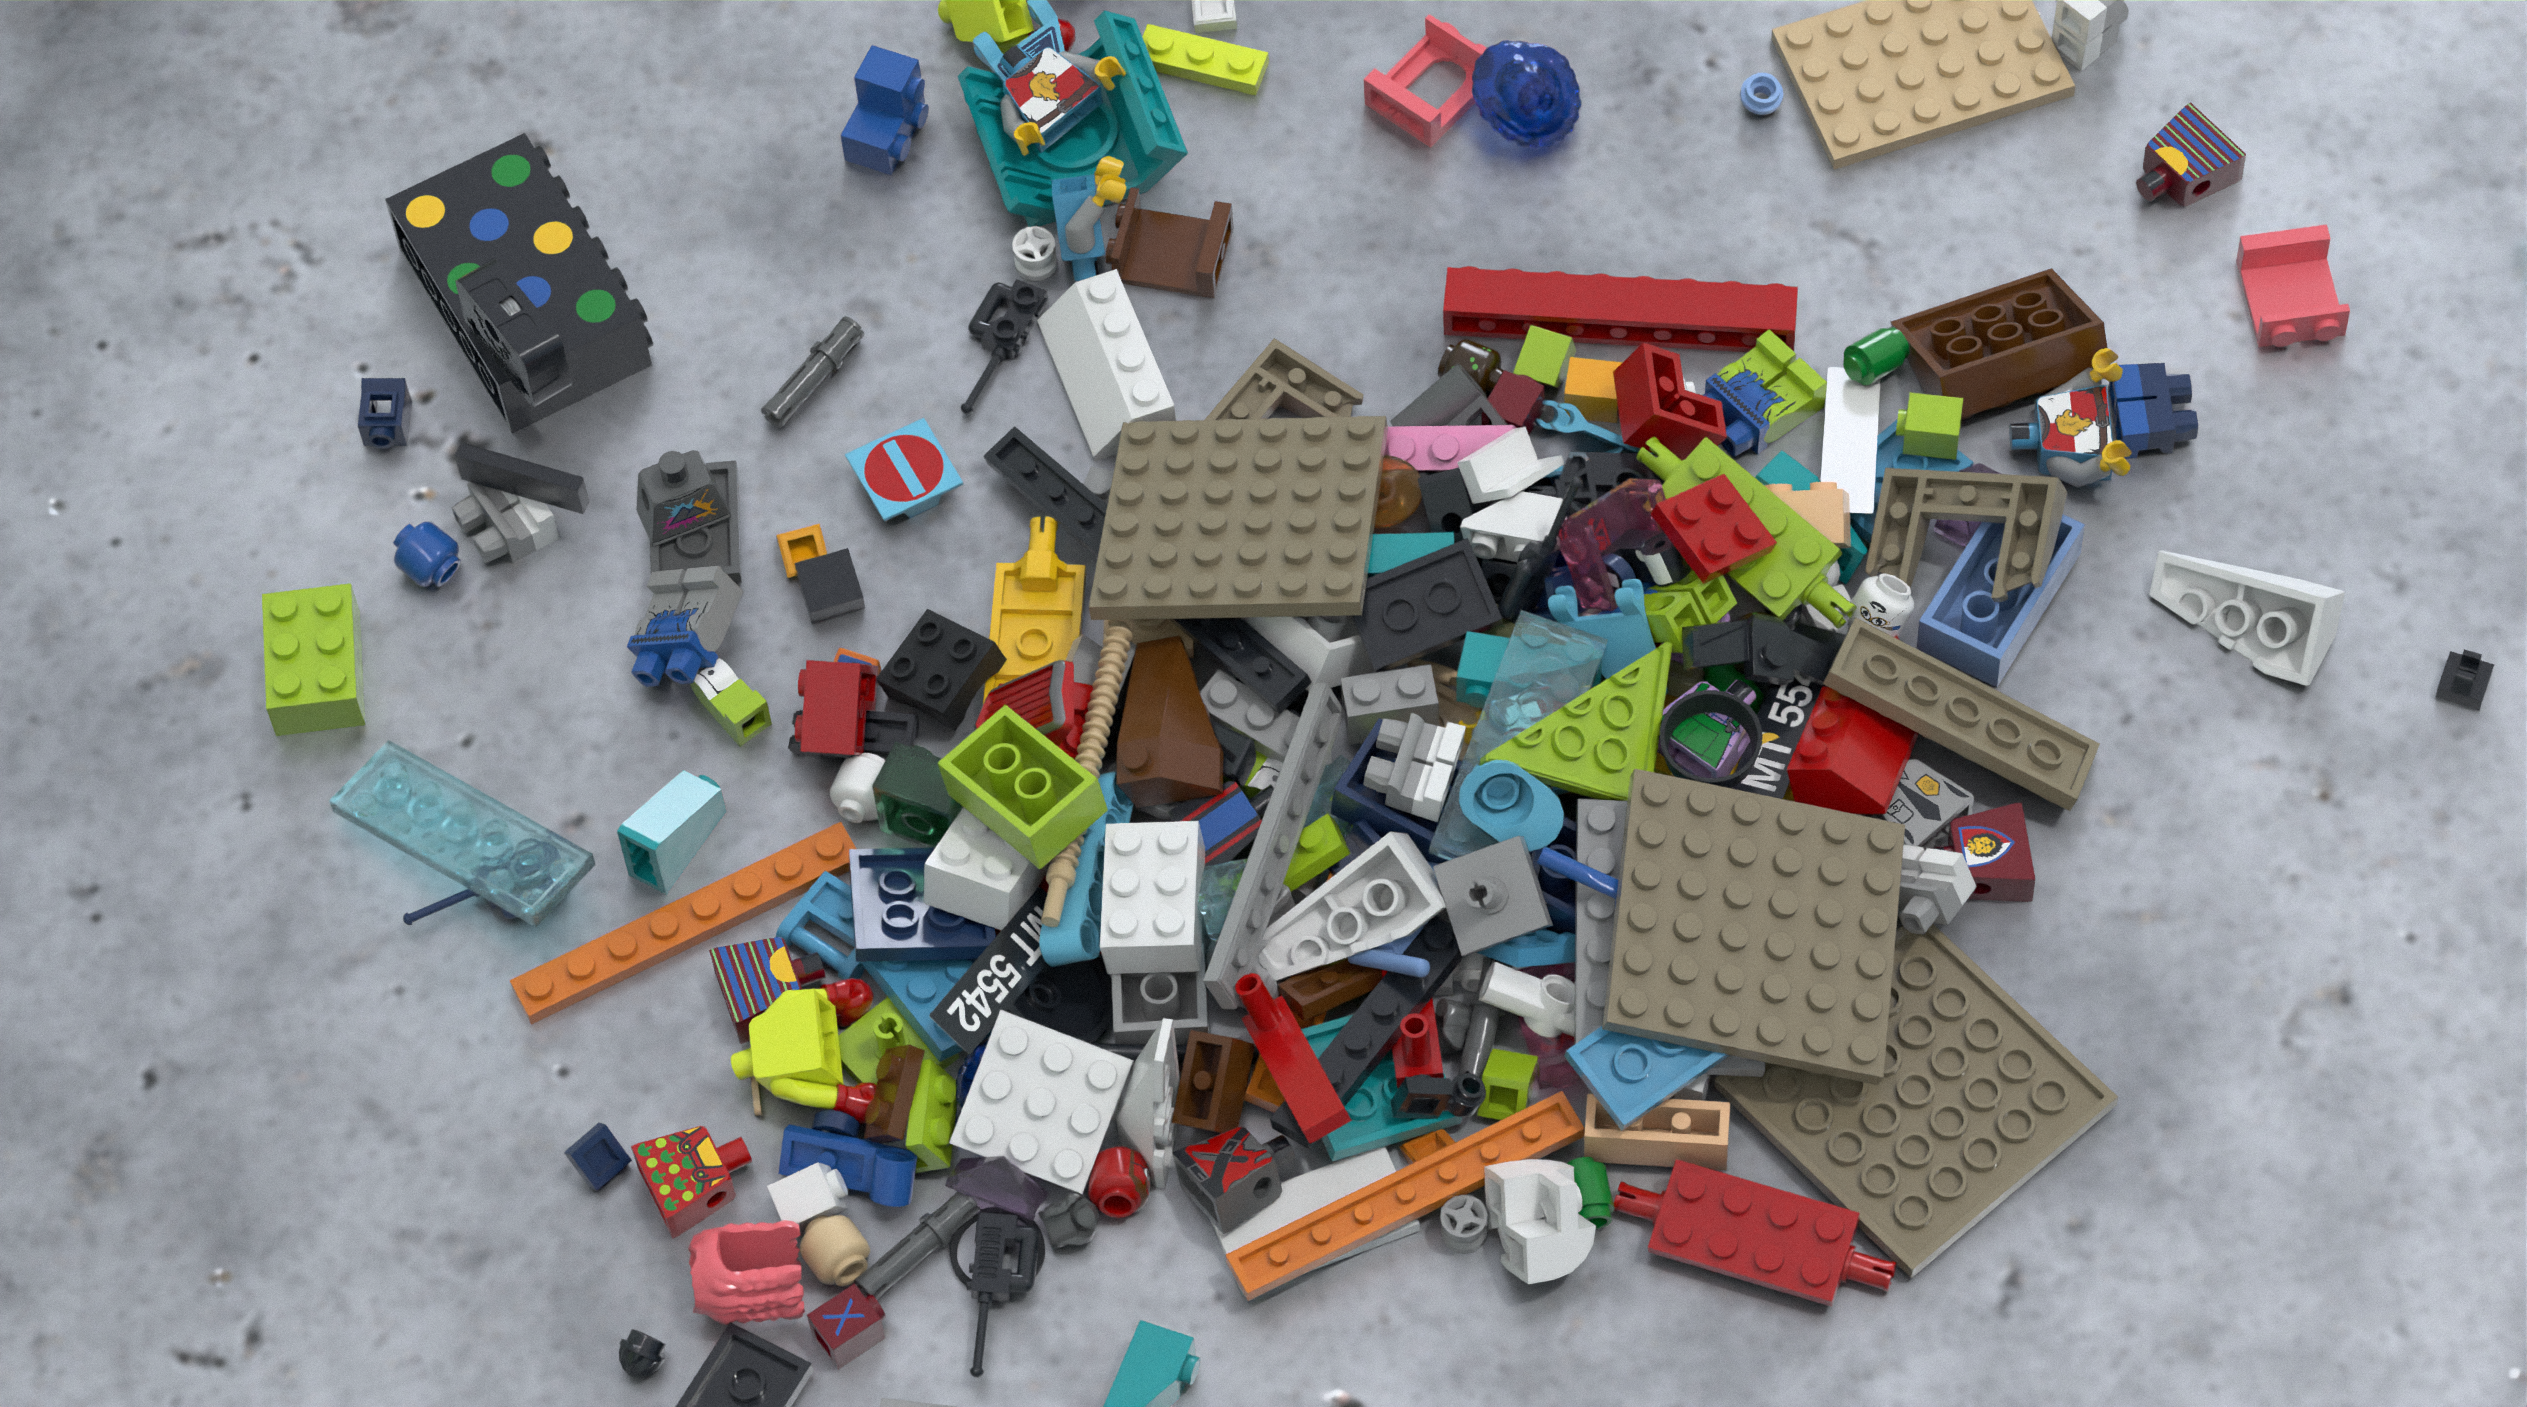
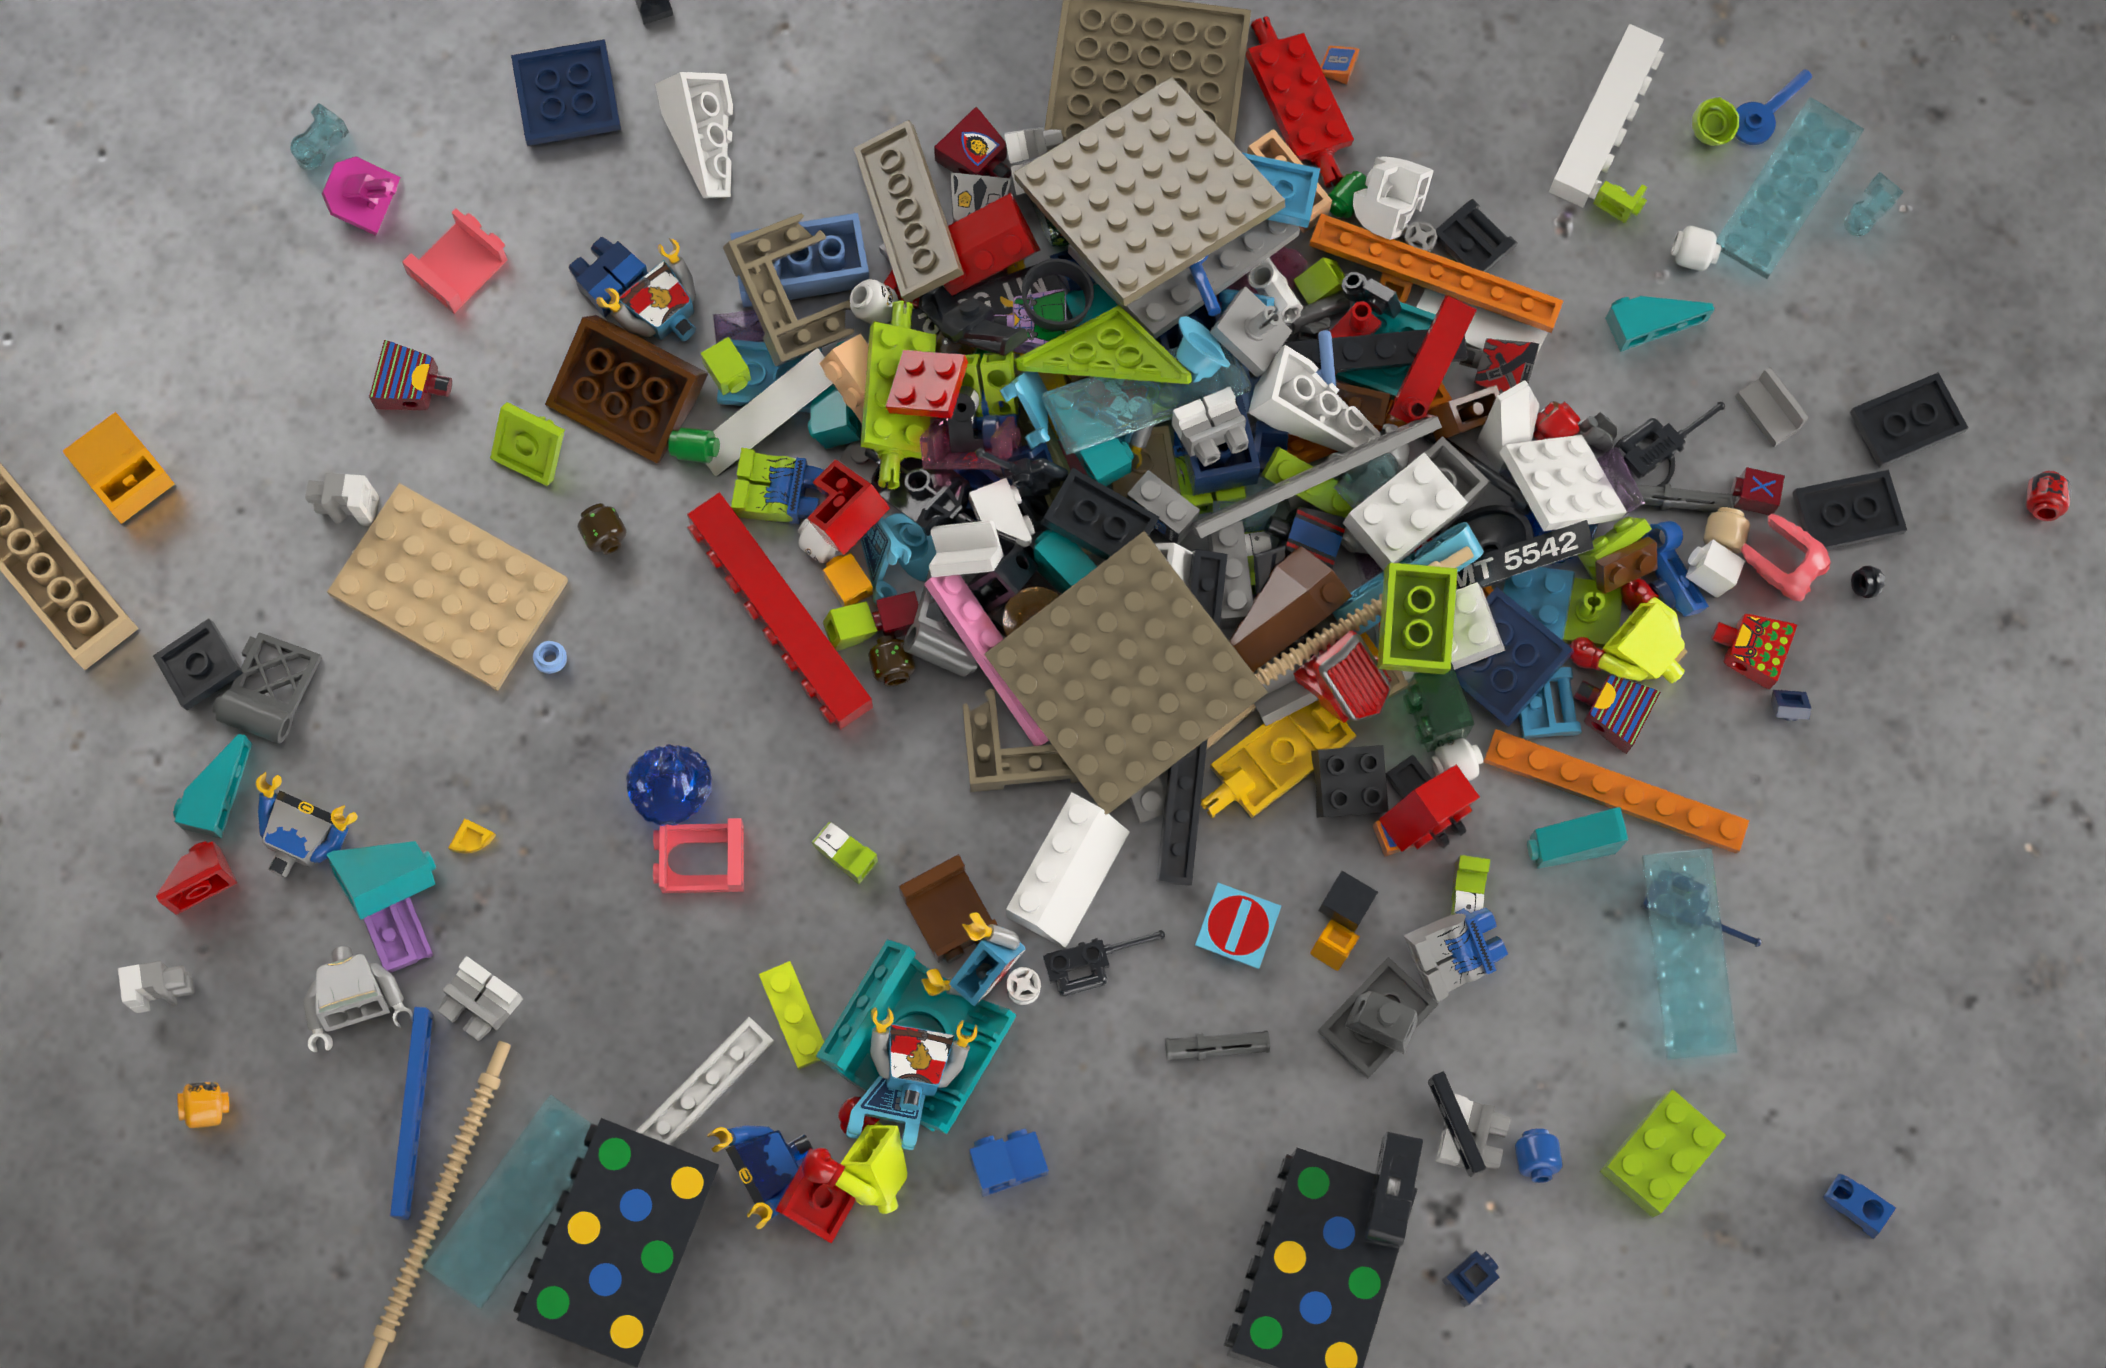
camera: 140 degrees left, 15 degrees up
(85, 793) = (1859, 1204): none -> blue leg
(1315, 199) = (845, 852): none -> lime leg
(1413, 1271) = (1467, 244): none -> black plate
(1763, 1323) = (1339, 63): none -> slope
(1855, 215) = (601, 528): none -> dark brown head
(2011, 210) = (527, 443): none -> lime tile
(2417, 518) = (565, 92): none -> dark blue plate
(2454, 252) = (359, 193): none -> dark pink piece

